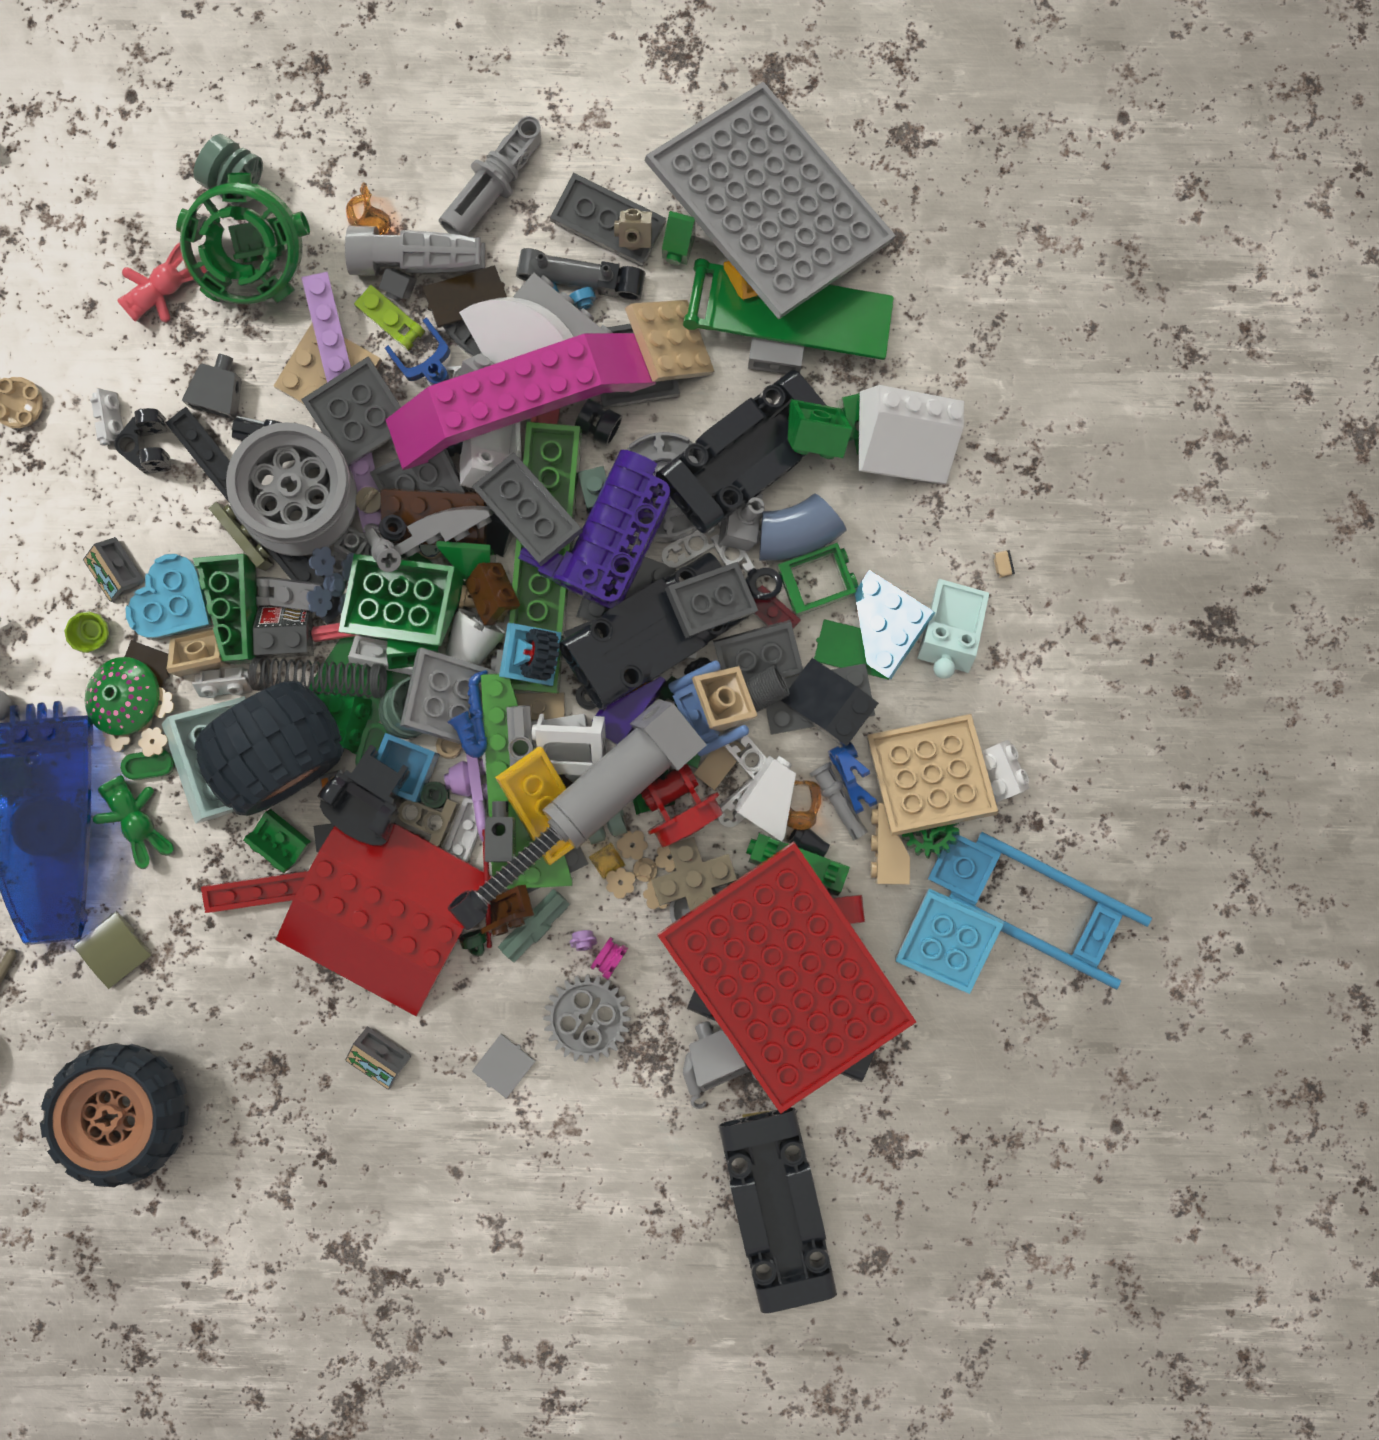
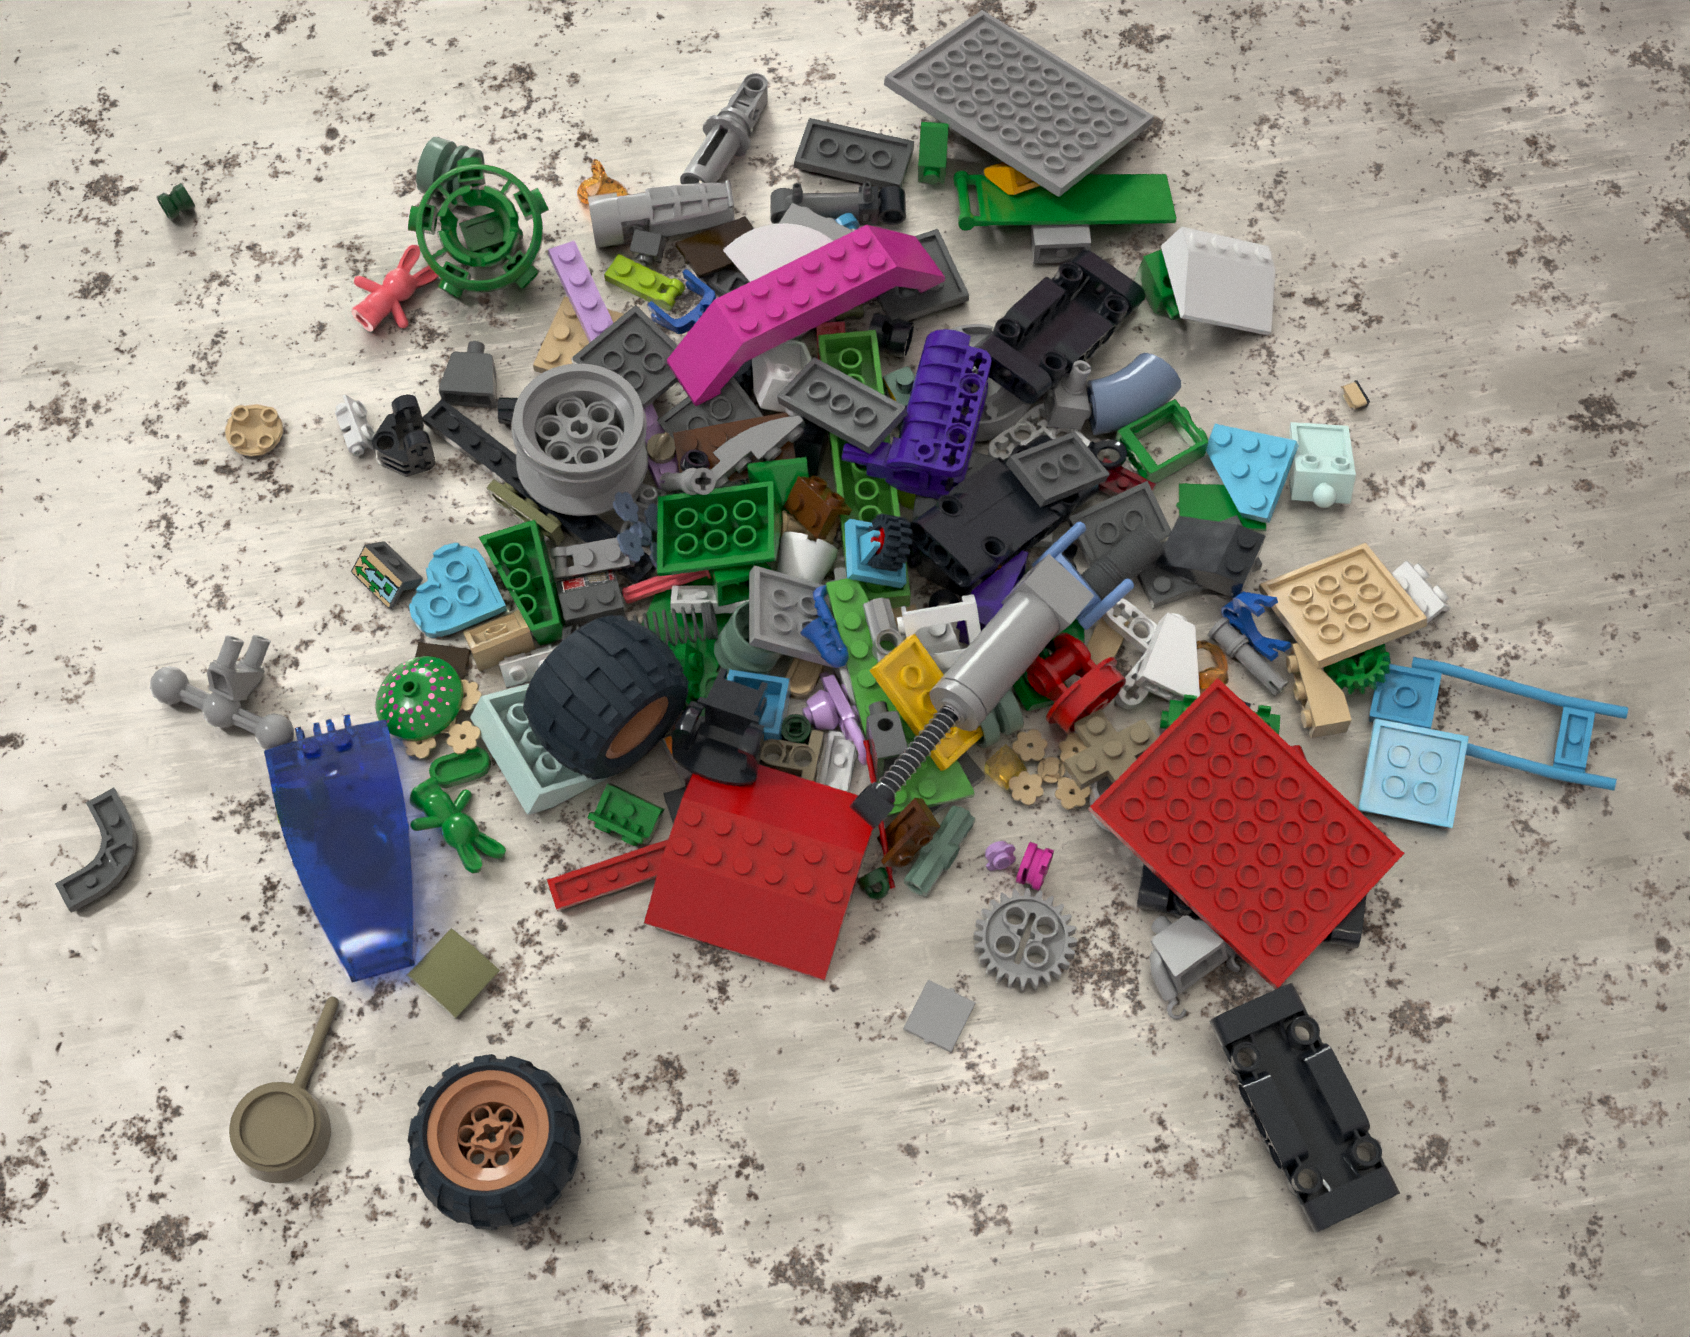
camera: 15 degrees left, 20 degrees down
(86, 631) = (369, 637): lime hair -> none
(377, 1057) = (789, 1034): dark grey panel -> none
(634, 229) = (896, 150): dark tan brick -> none
(665, 343) = (946, 245): tan plate -> none
(724, 698) = (1098, 560): tan slope -> none
(818, 429) = (1127, 291): green slope -> none

